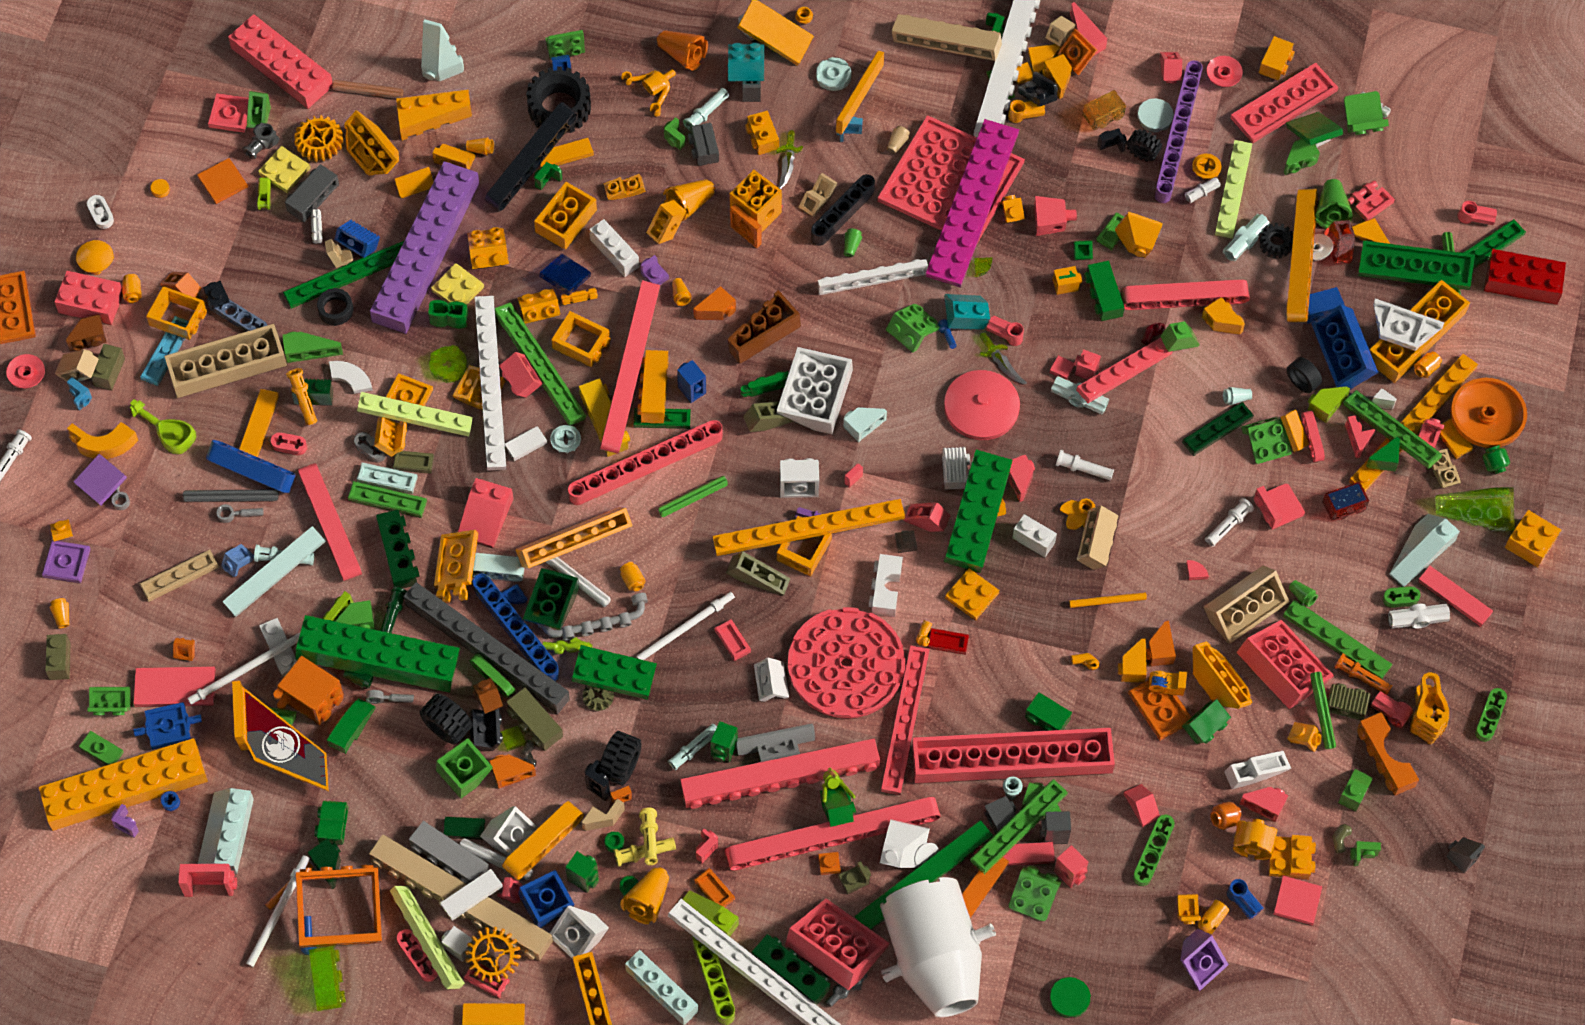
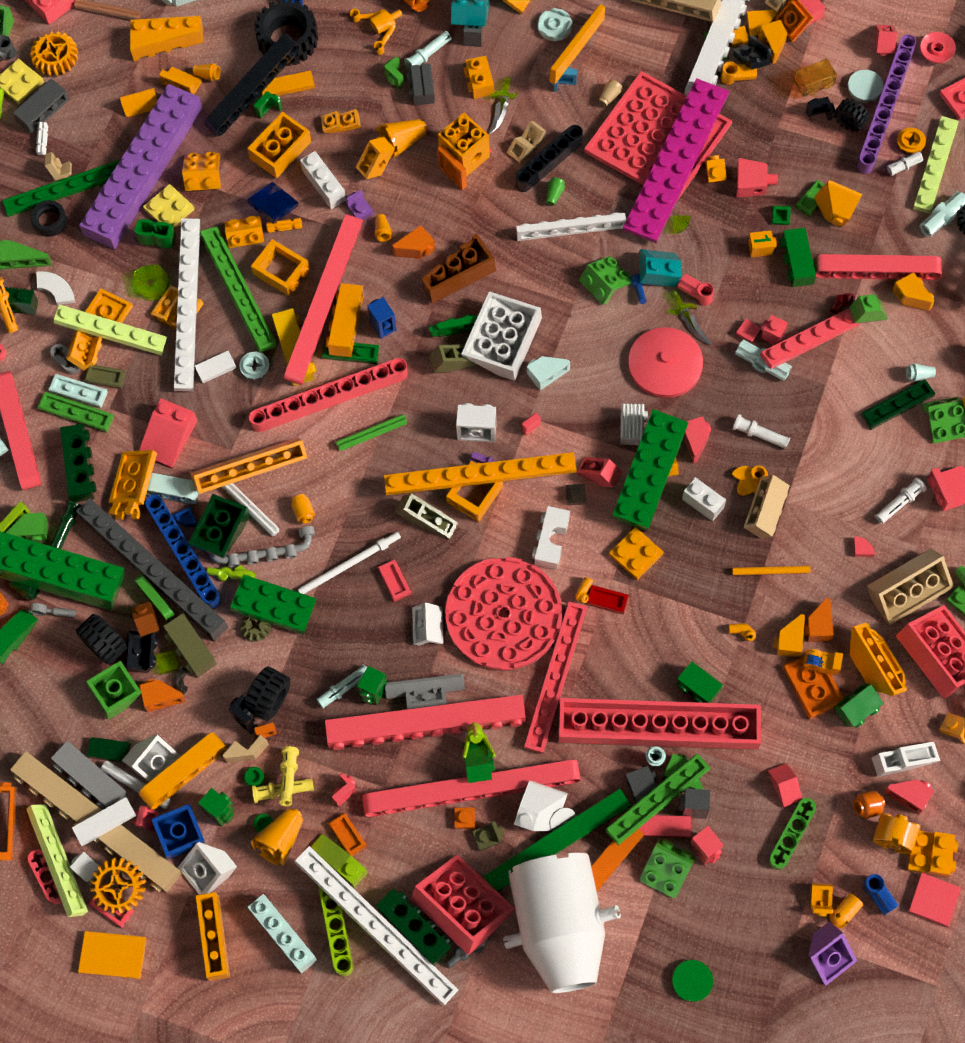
camera: 10 degrees right, 5 degrees up
(357, 238) = (77, 153): blue brick -> none
(369, 145) = (101, 63): light orange wedge -> none
(520, 375) = (217, 298): coral brick -> none

